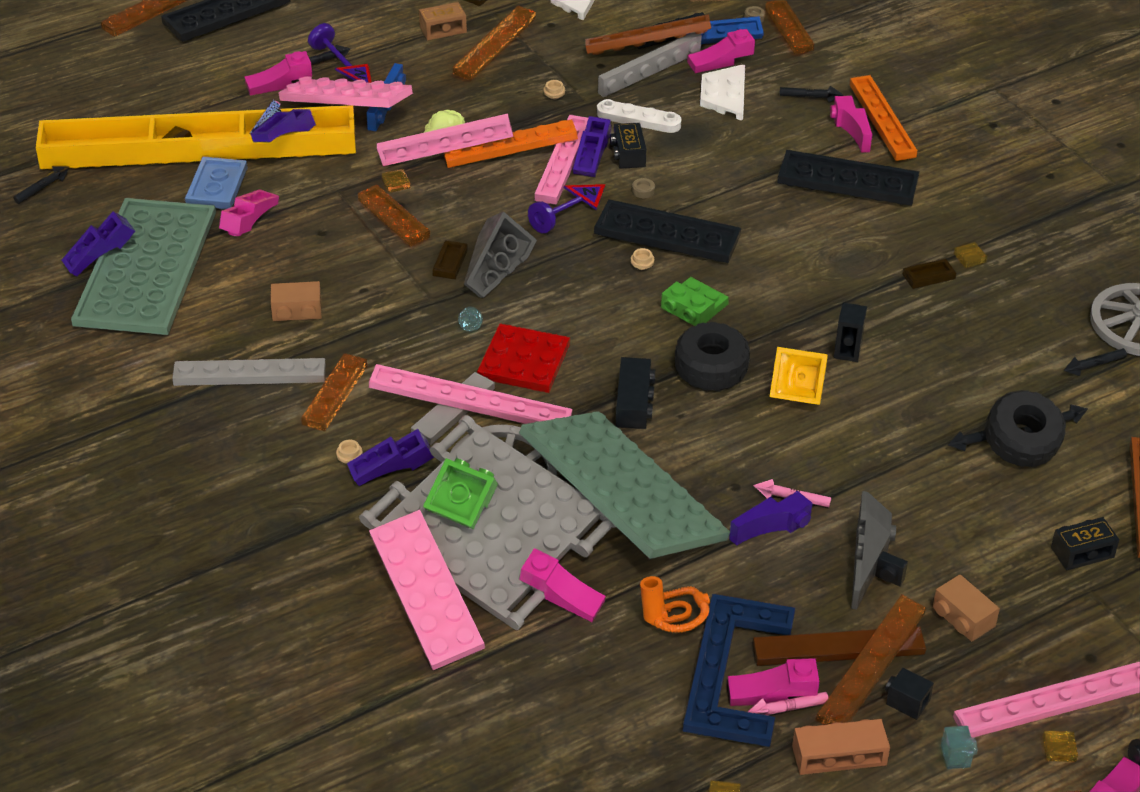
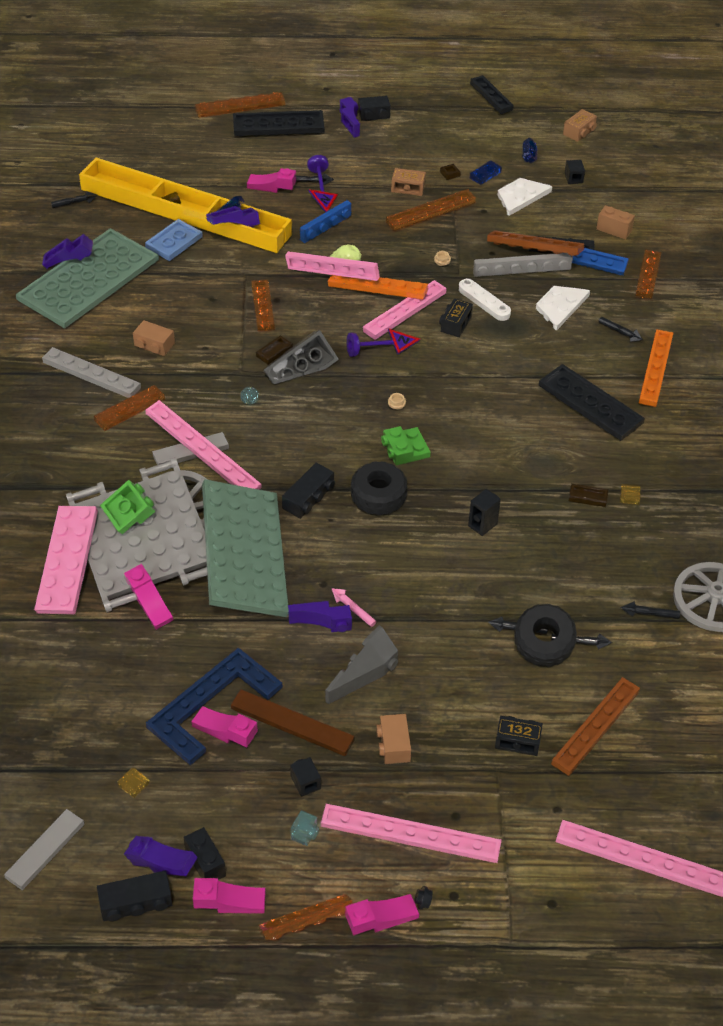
camera: 30 degrees right, 5 degrees up
(246, 211) = (174, 265): dark pink slope -> none
(345, 92) = (297, 209): bright pink plate -> none
(348, 451) = (103, 450): tan plate -> none
(391, 456) = (121, 464): dark purple slope -> none
(396, 180) = (286, 282): clear yellow tile -> none
(524, 357) = (263, 436): red plate -> none
(592, 146) = (429, 308): dark purple slope -> none
(643, 188) = (442, 352): dark tan tile -> none
(656, 611) = (193, 641): orange piece -> none
(668, 231) = (431, 389): black plate -> none
(722, 54) = (579, 277): dark pink slope -> none
(755, 11) = (633, 256): dark tan tile -> none
(789, 704) = (205, 739): bright pink piece -> none
(798, 375) = (421, 528): yellow brick -> none
(840, 746) = (230, 788): nougat brick -> none
(852, 120) = (631, 360): dark pink slope -> none
(872, 662) = (298, 744): clear orange plate -> none
(891, 568) = (369, 688): black plate -> none
(1060, 746) = (376, 864): clear yellow tile -> none

